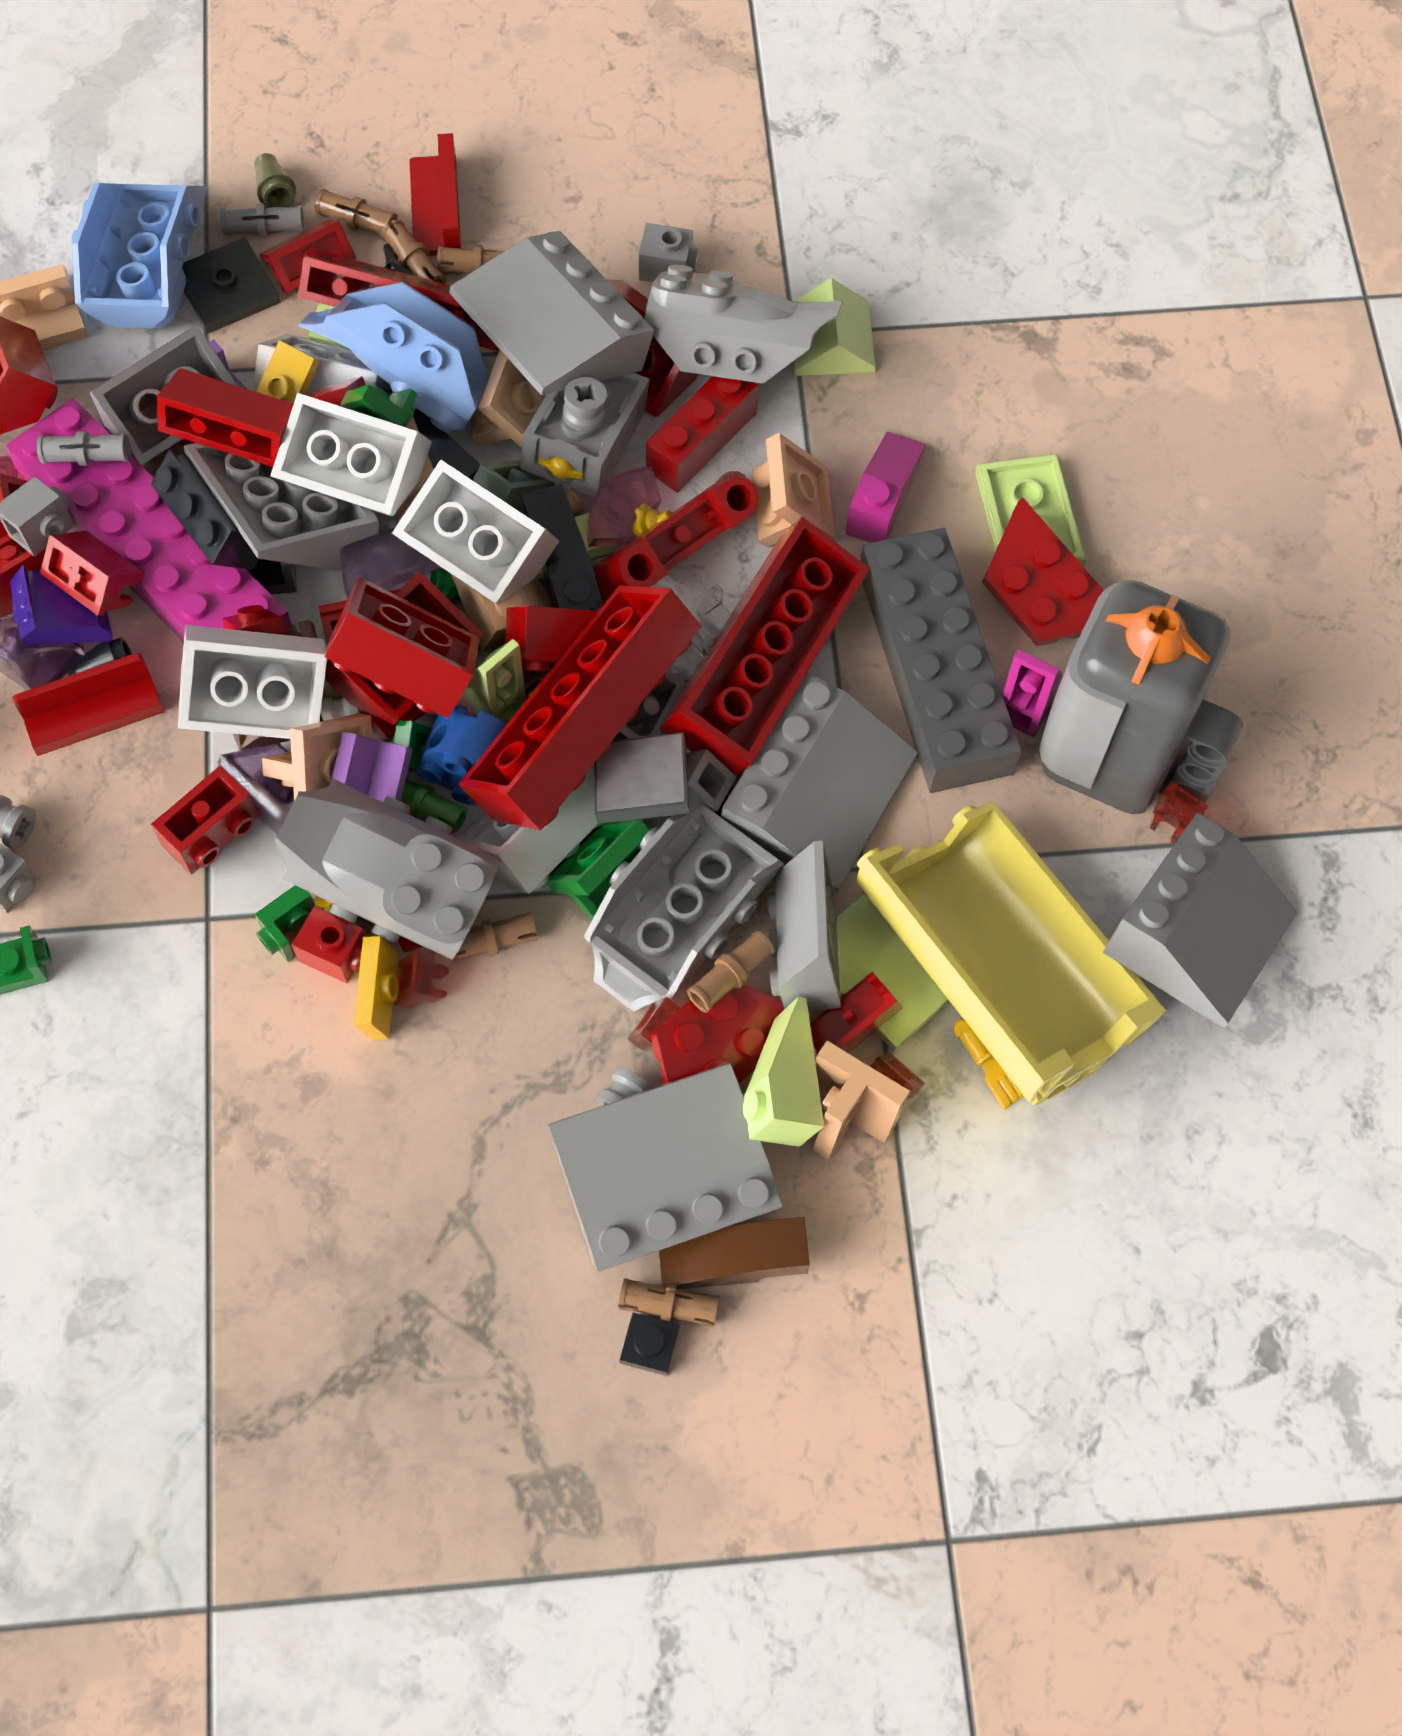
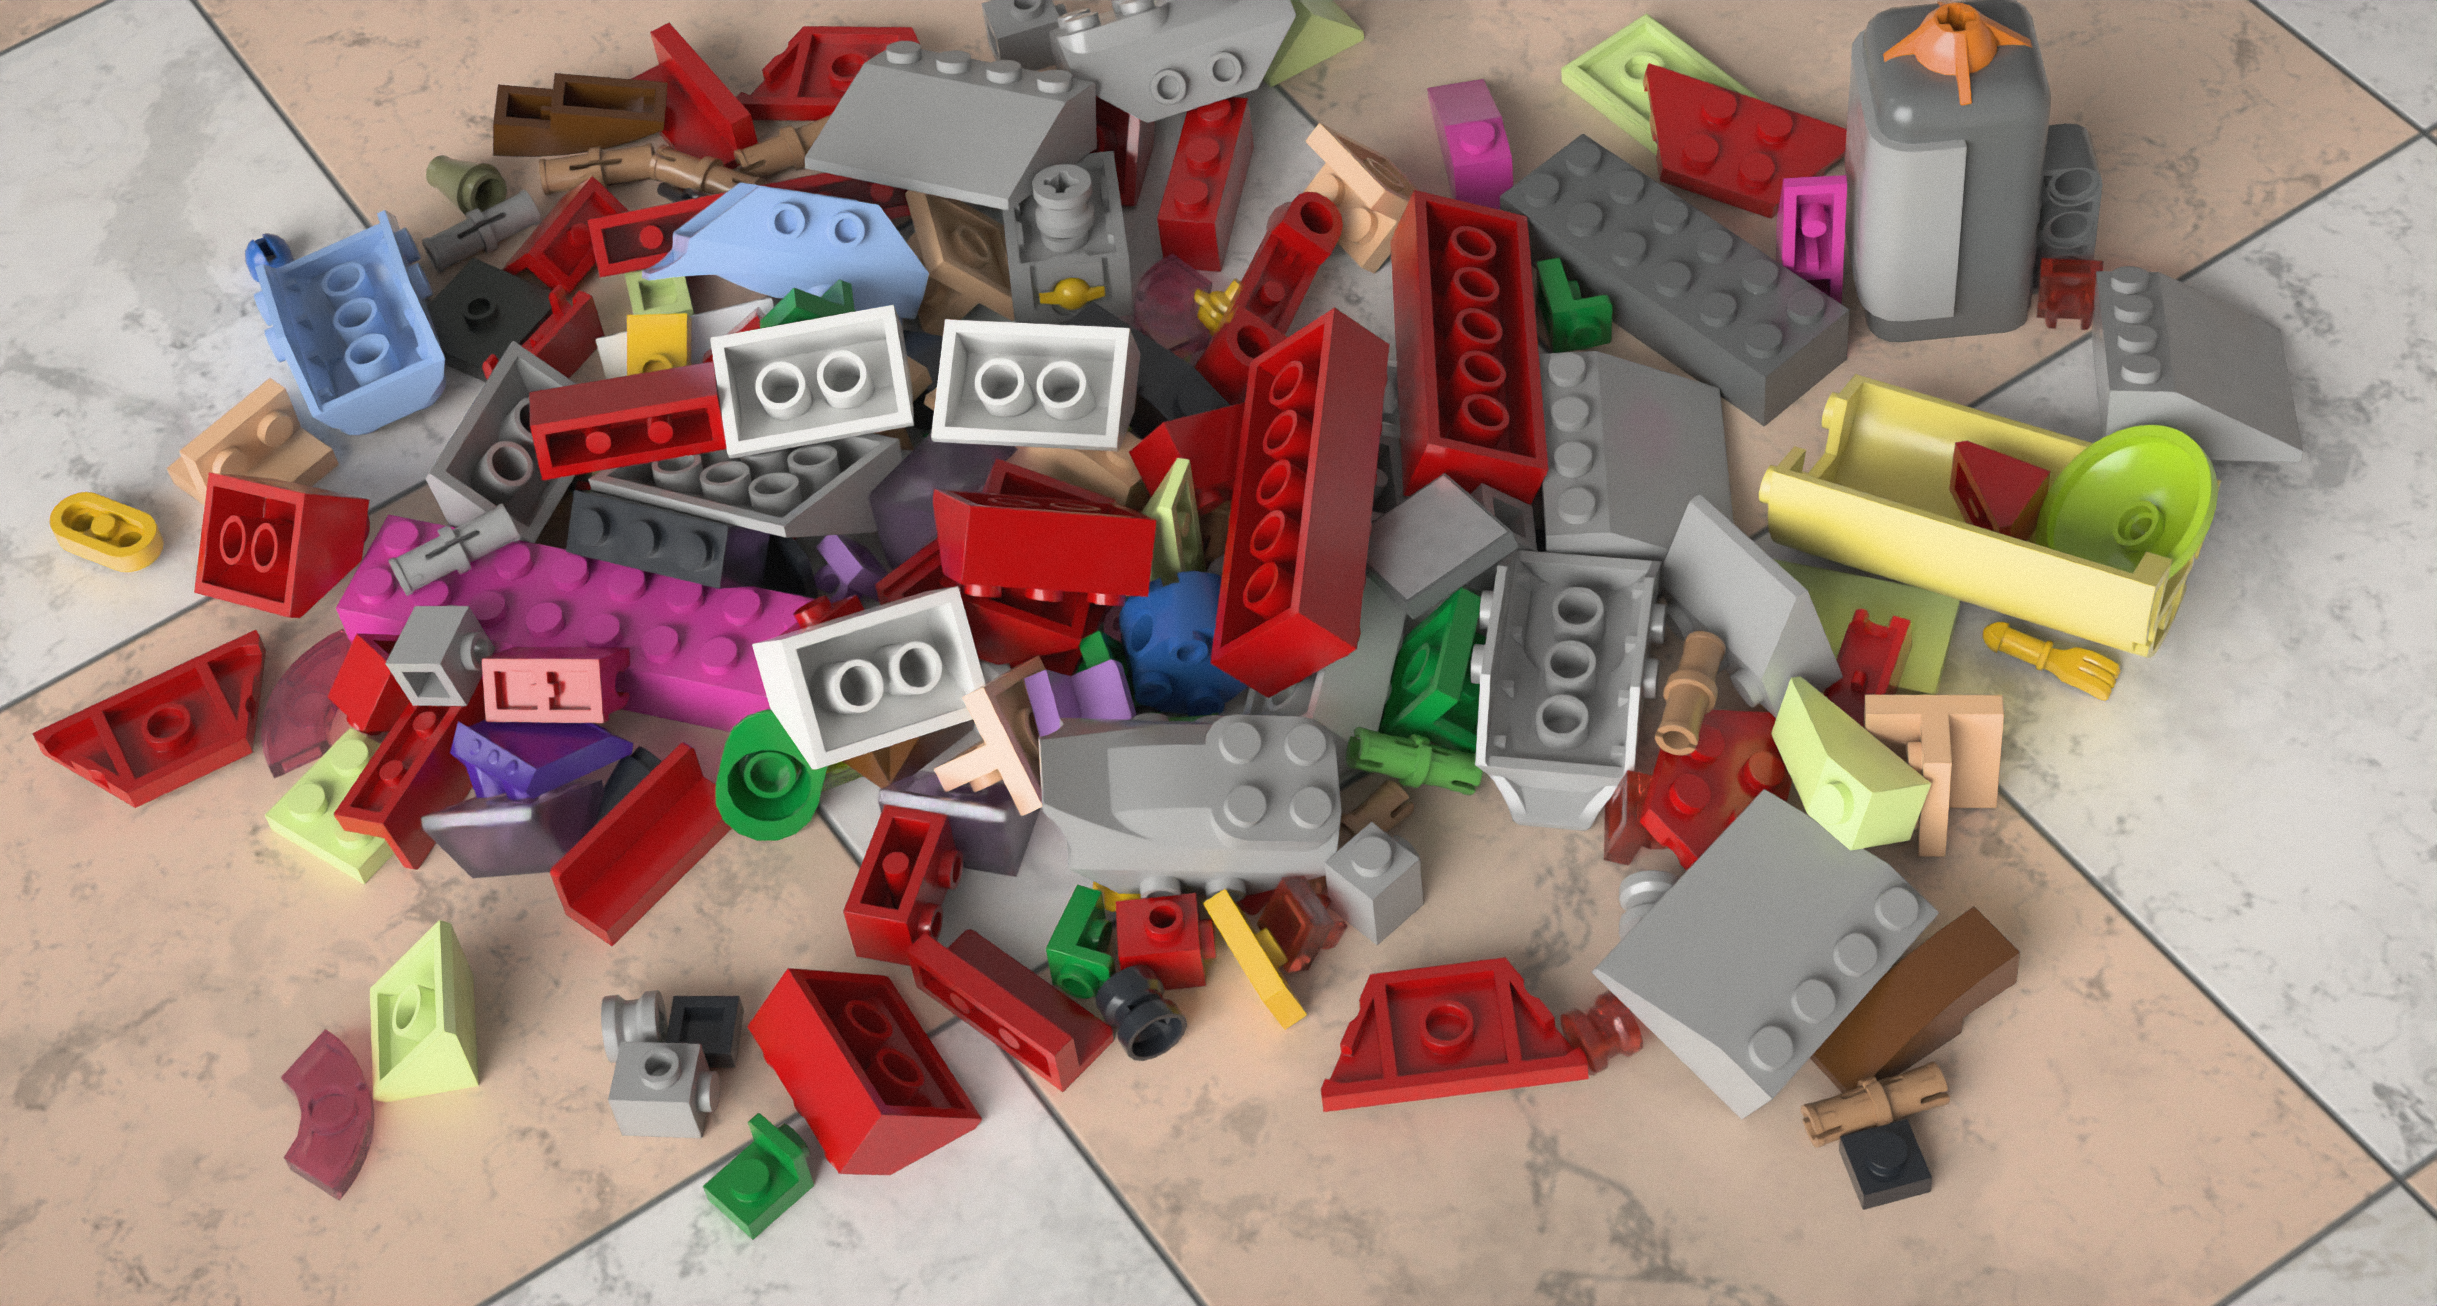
camera: 20 degrees left, 15 degrees down
(44, 847) = (710, 1022): none -> black plate
(112, 927) = (860, 1070): none -> red slope
(141, 169) = (263, 247): none -> blue hinge
(161, 704) = (765, 781): none -> green piece
(226, 932) = (1010, 1006): none -> red panel
(246, 330) = (565, 336): none -> red hinge
(289, 984) = (1144, 1018): none -> black wheel
(320, 587) = (850, 566): none -> medium lavender tile
(365, 167) = (576, 115): none -> reddish brown slope
(453, 1105) = (1448, 1036): none -> red wing
(478, 978) = (1375, 882): none -> light grey brick
(532, 211) = (817, 71): none -> red wing
(539, 1160) = (1602, 1031): none -> clear red wheel
(549, 910) = (1413, 761): none -> bright green pin
(855, 651) = (1567, 318): none -> green bracket
(1019, 945) = (1997, 490): none -> red slope
(1081, 987) = (2132, 497): none -> lime dish

